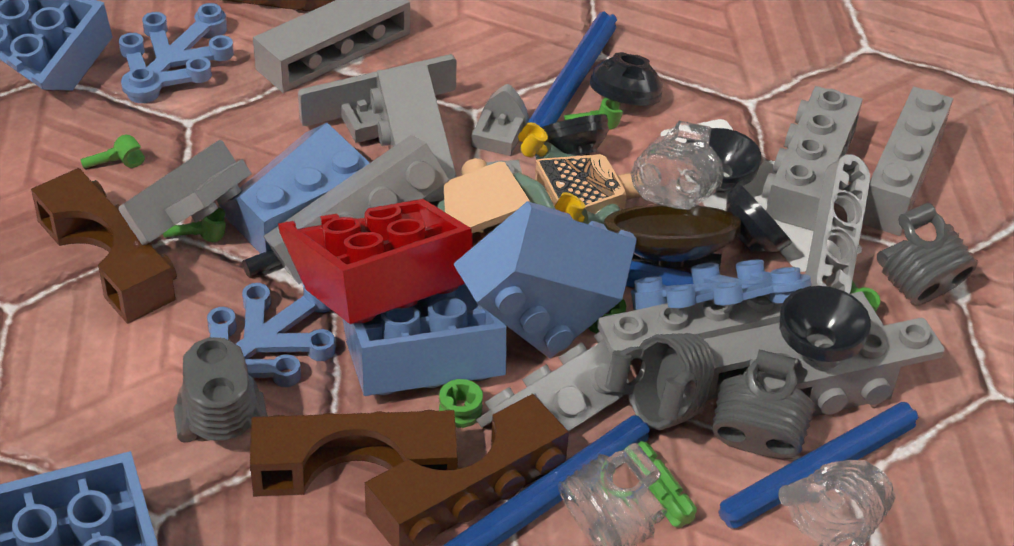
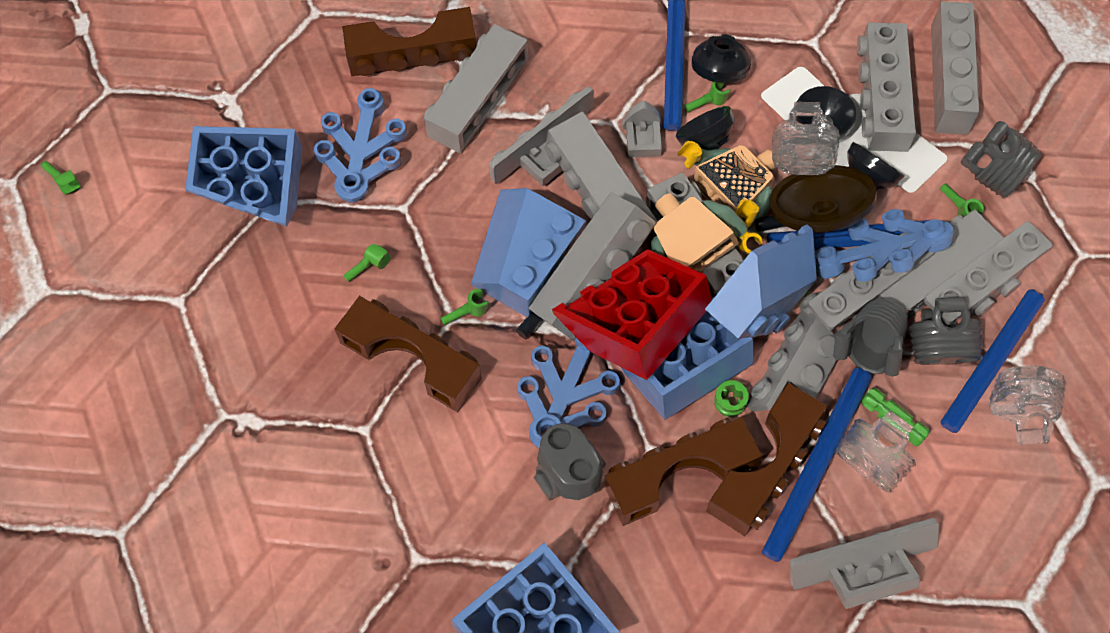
camera: 15 degrees left, 20 degrees up
(185, 192) = (457, 289): light grey bracket -> none
(826, 313) = (983, 252): black piece -> none
(830, 227) = (928, 110): light grey beam -> none

